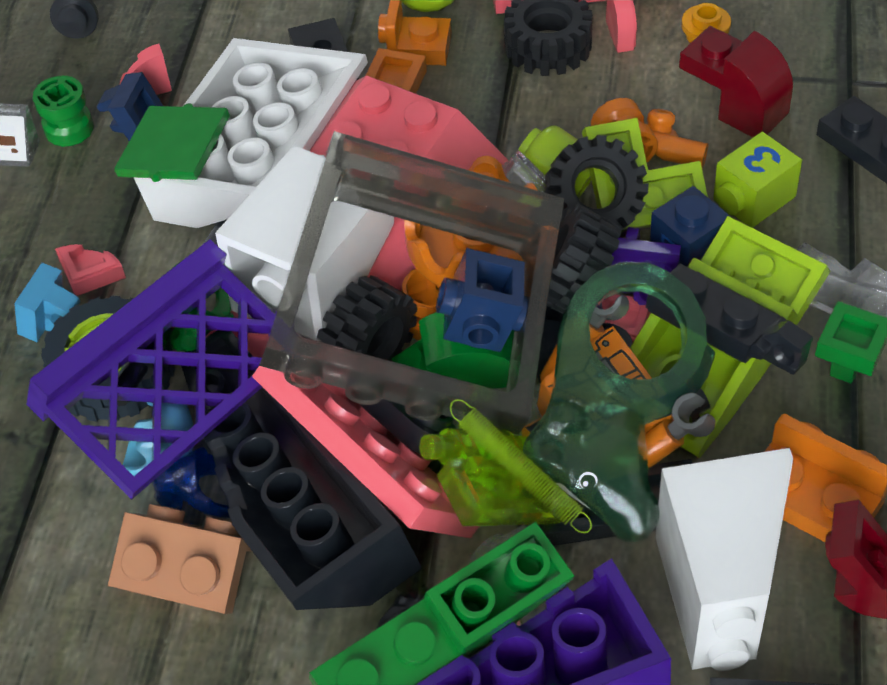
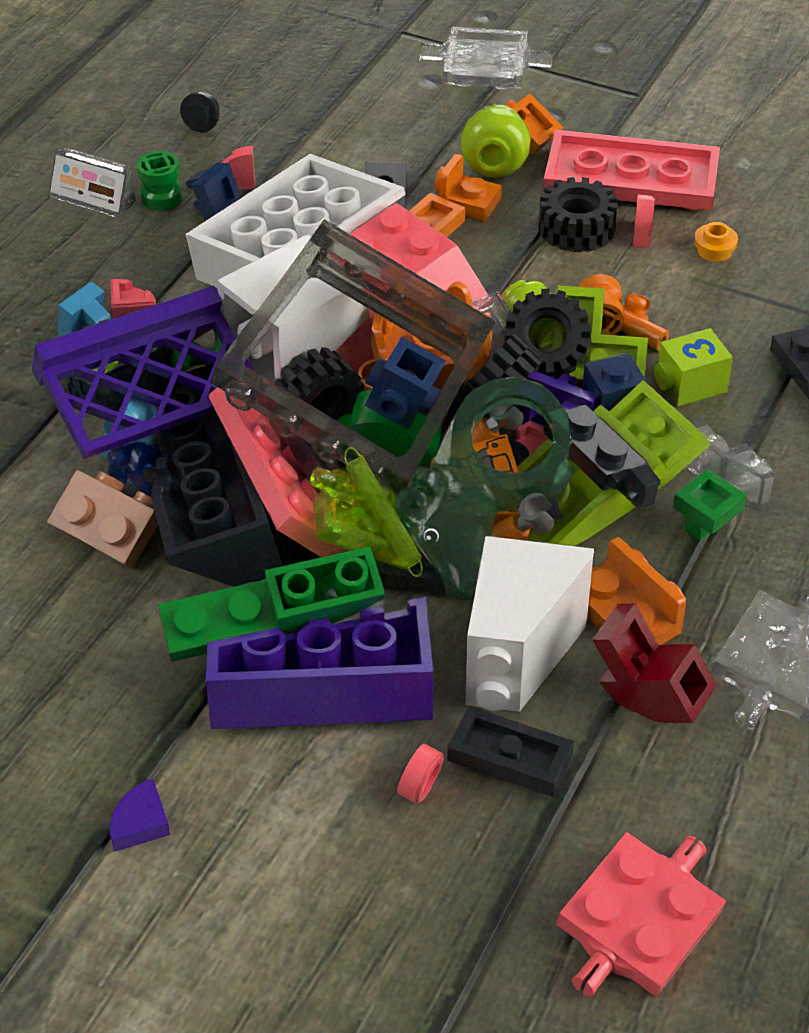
camera: 15 degrees right, 5 degrees down
(172, 142) = (225, 217): green piece -> none
(751, 78) = (723, 284): dark red brick -> none

